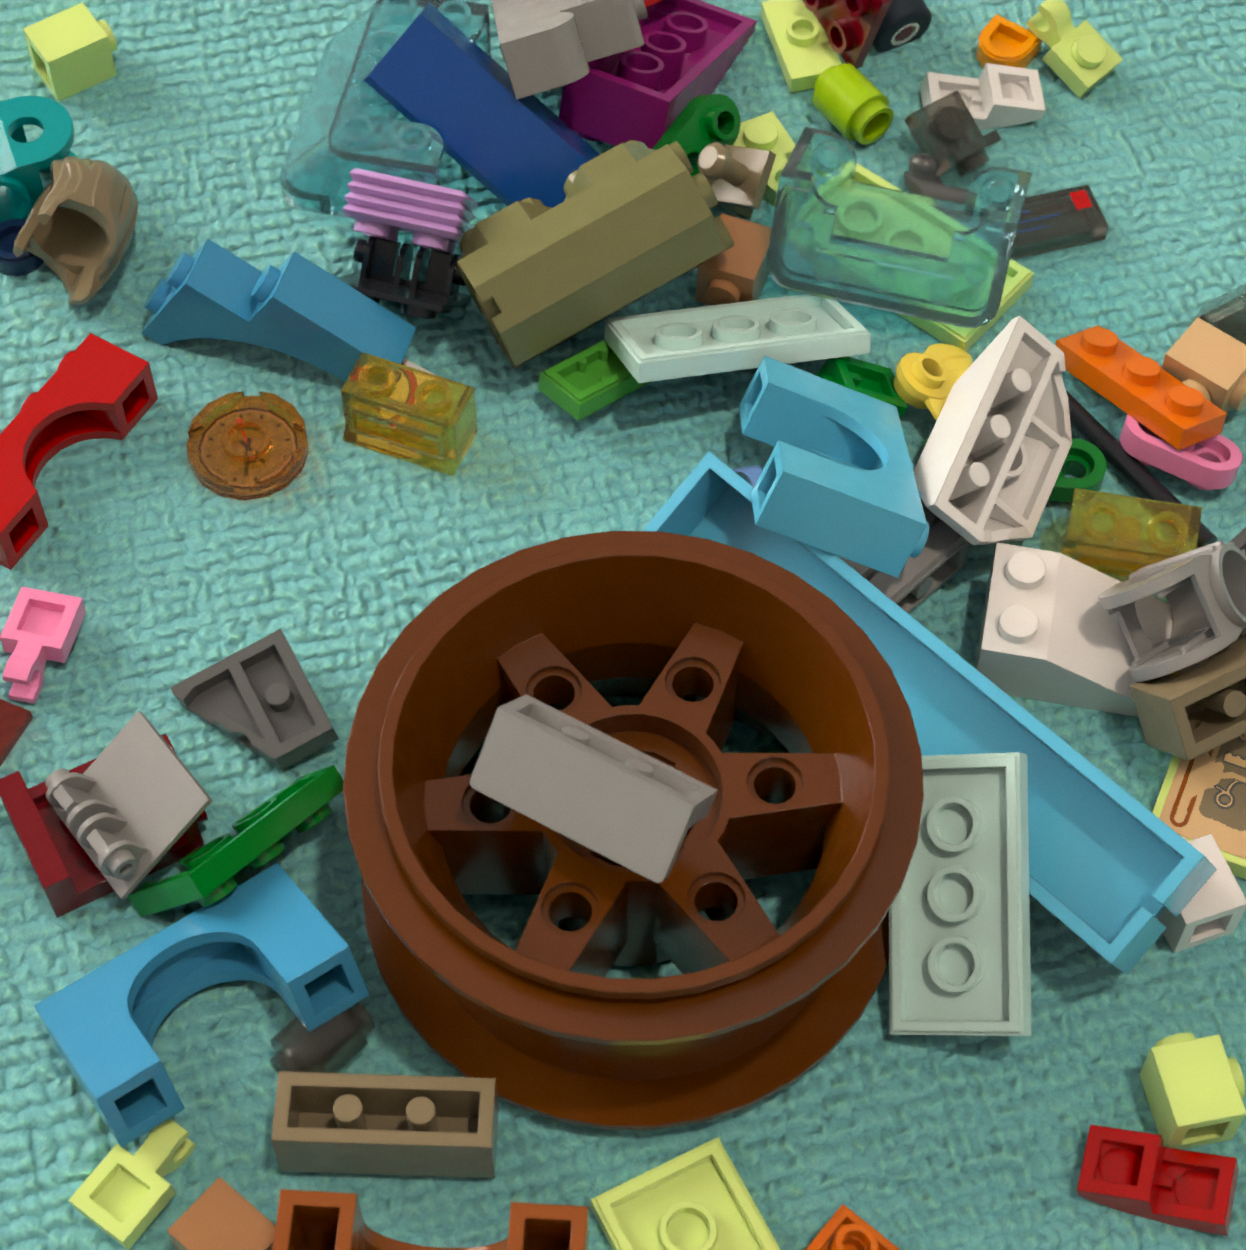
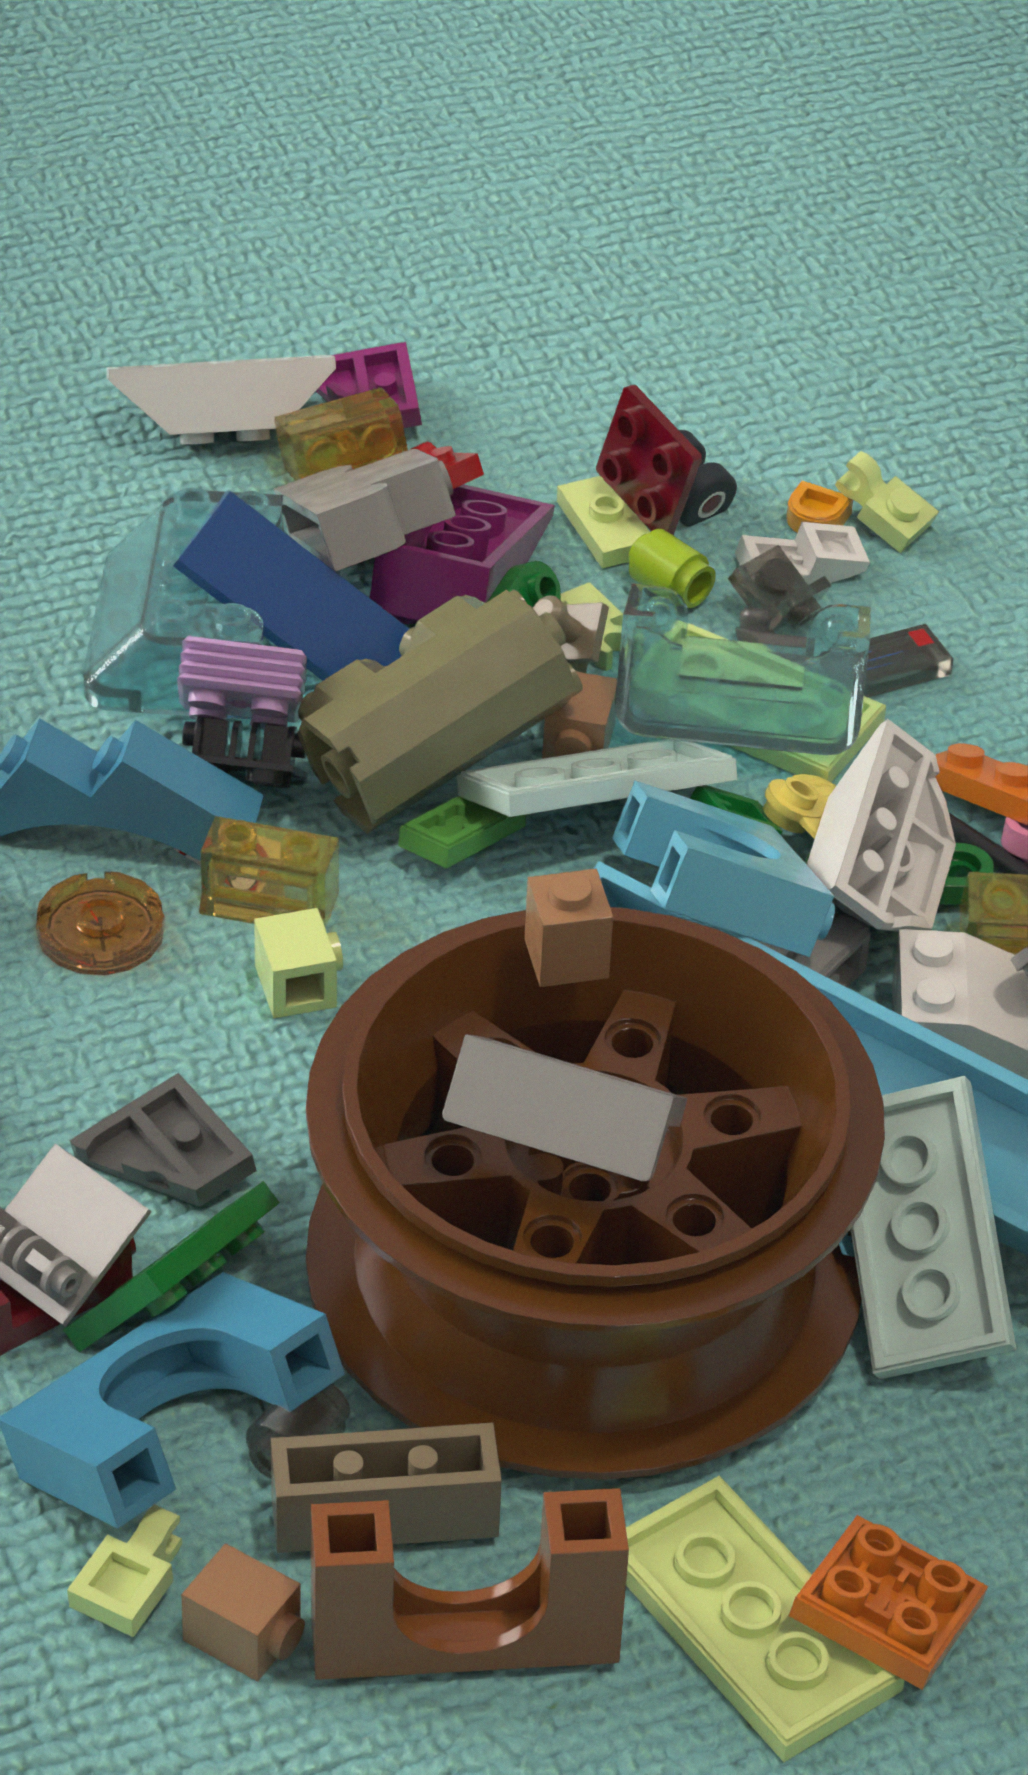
camera: 10 degrees left, 15 degrees down
(418, 511) = (297, 962): none -> yellowish green brick
(632, 578) = (568, 927): none -> medium nougat brick

